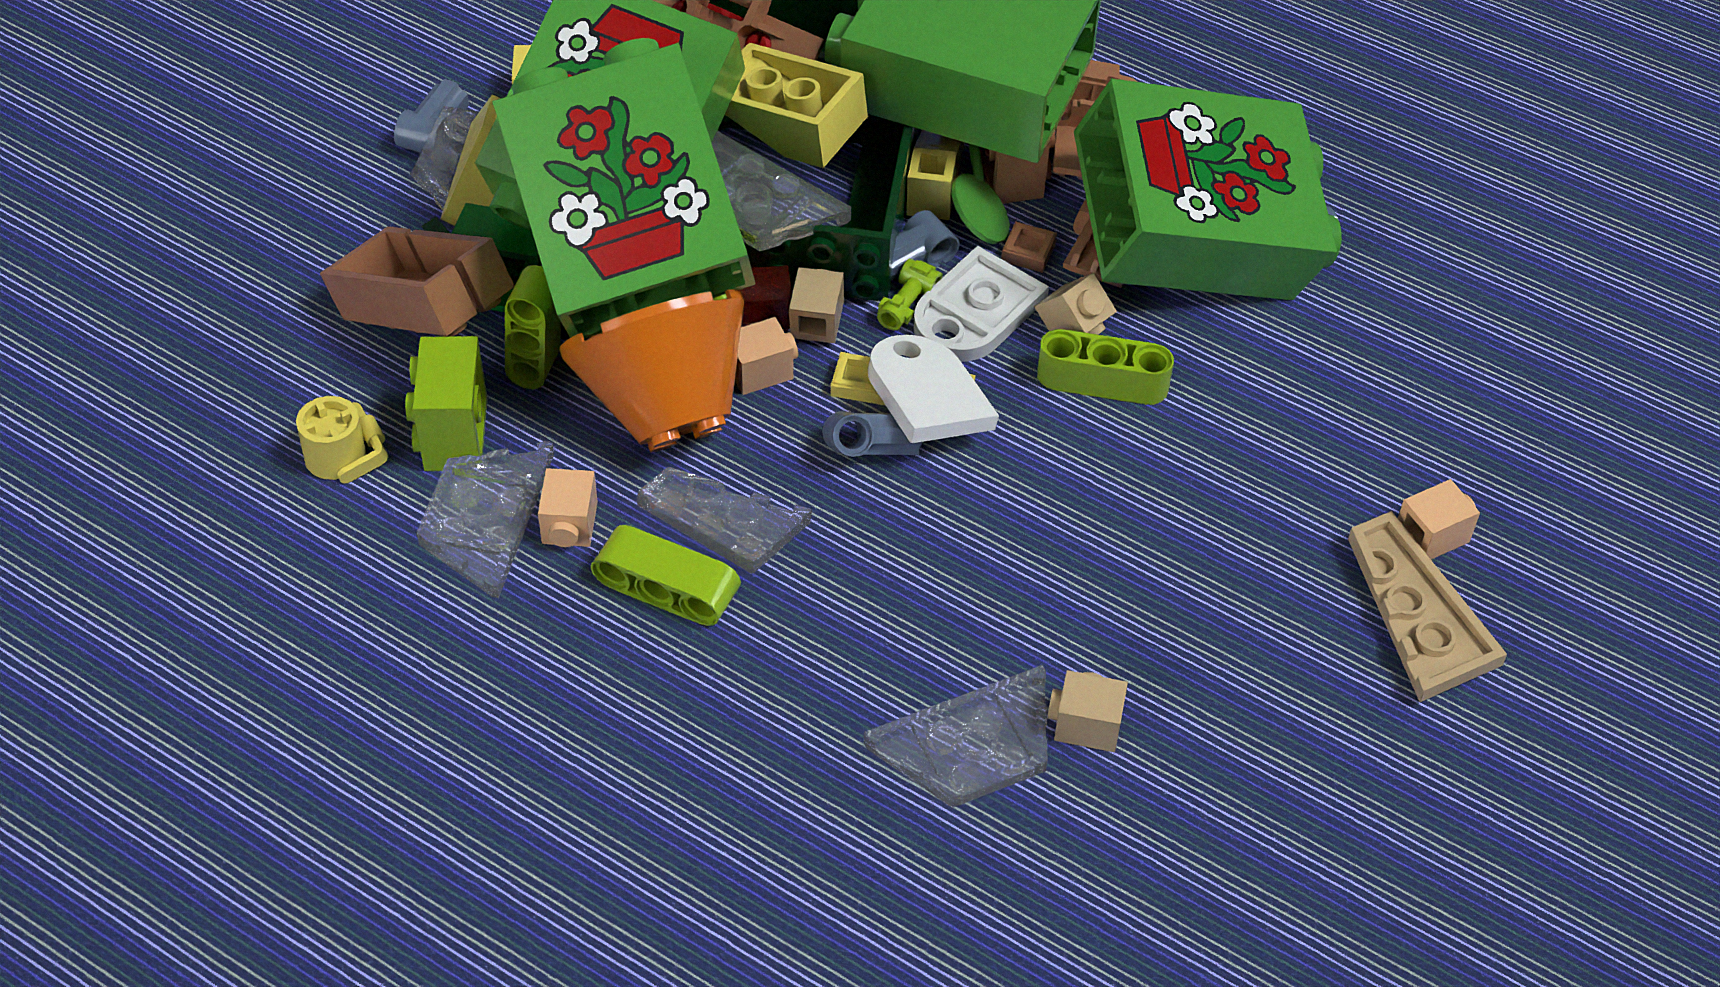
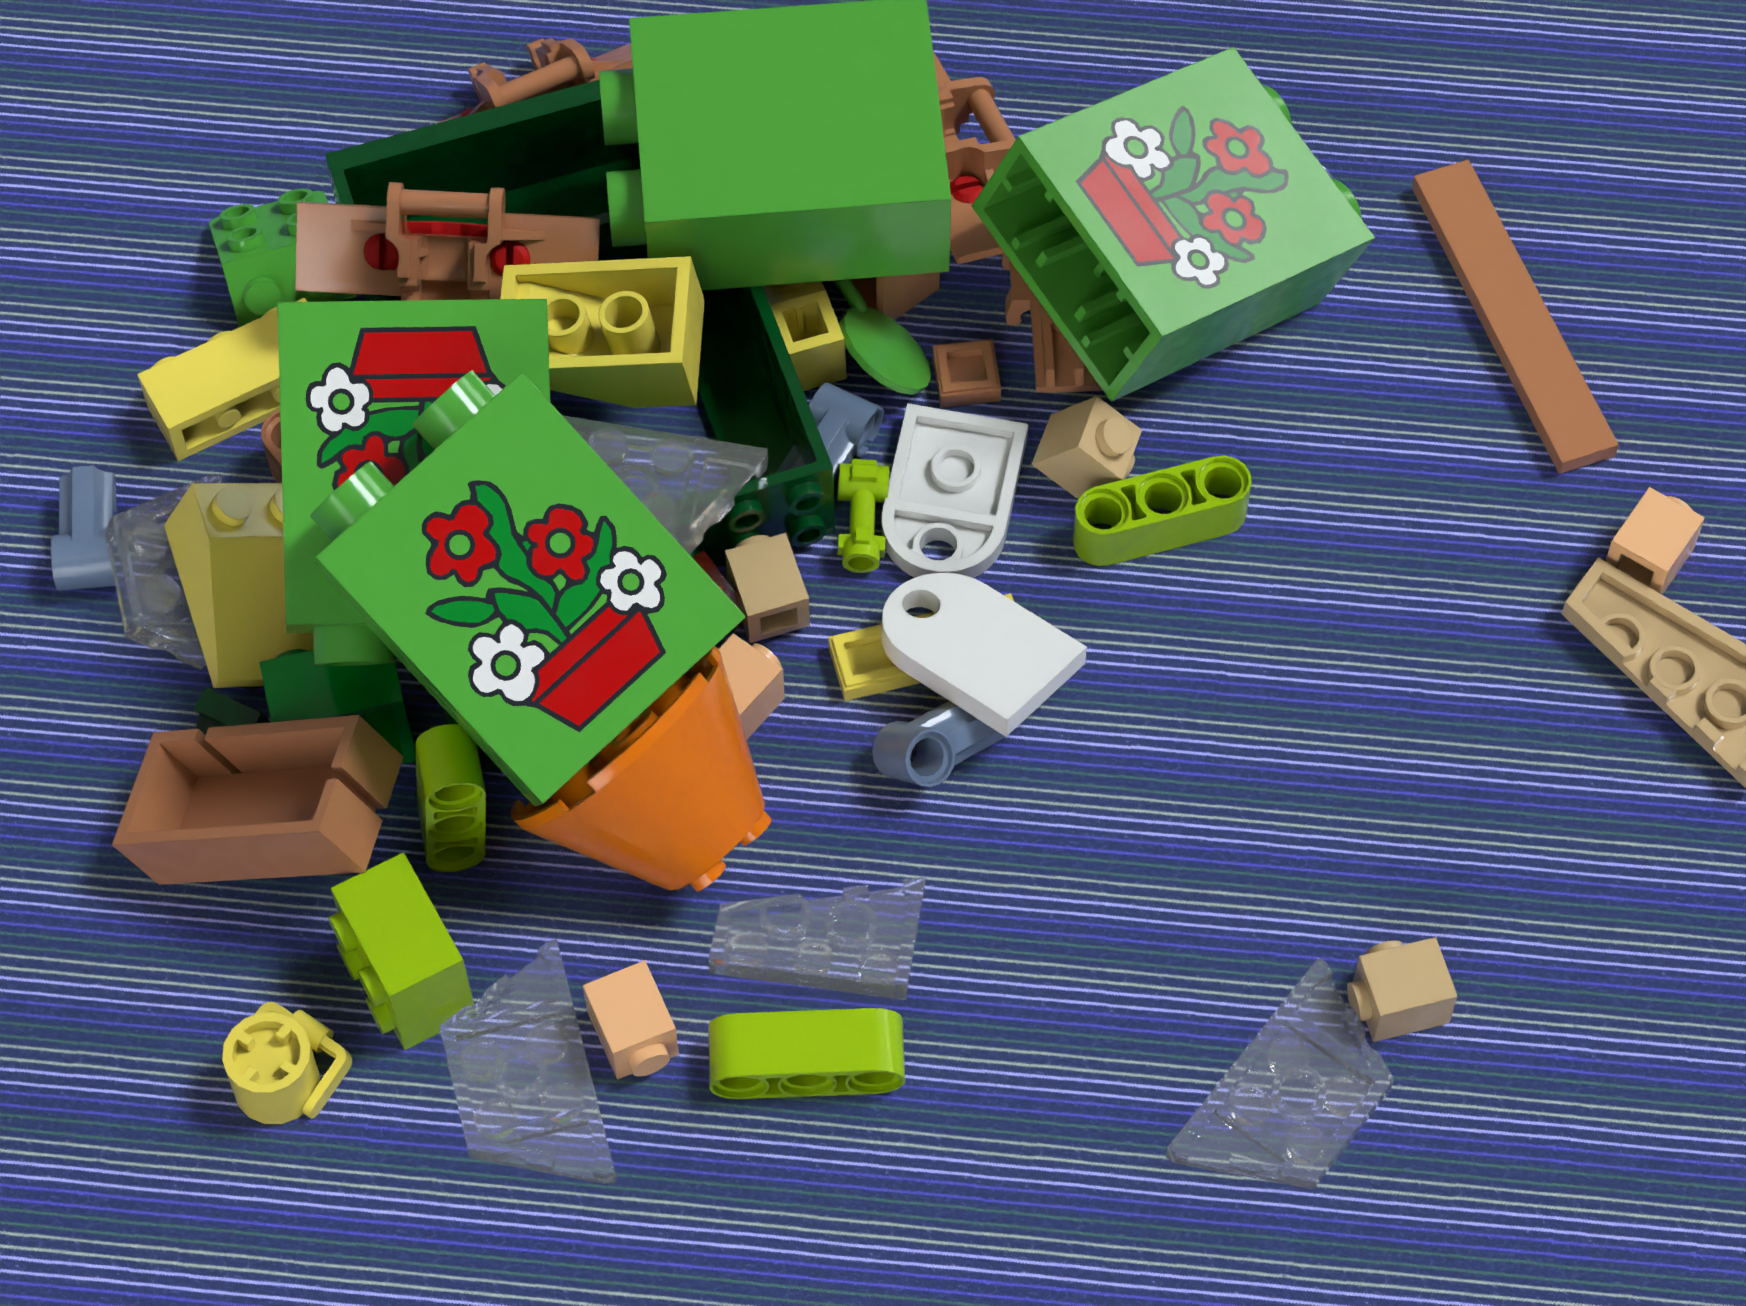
camera: 25 degrees left, 10 degrees up
(1422, 358) = (1515, 317): none -> nougat tile

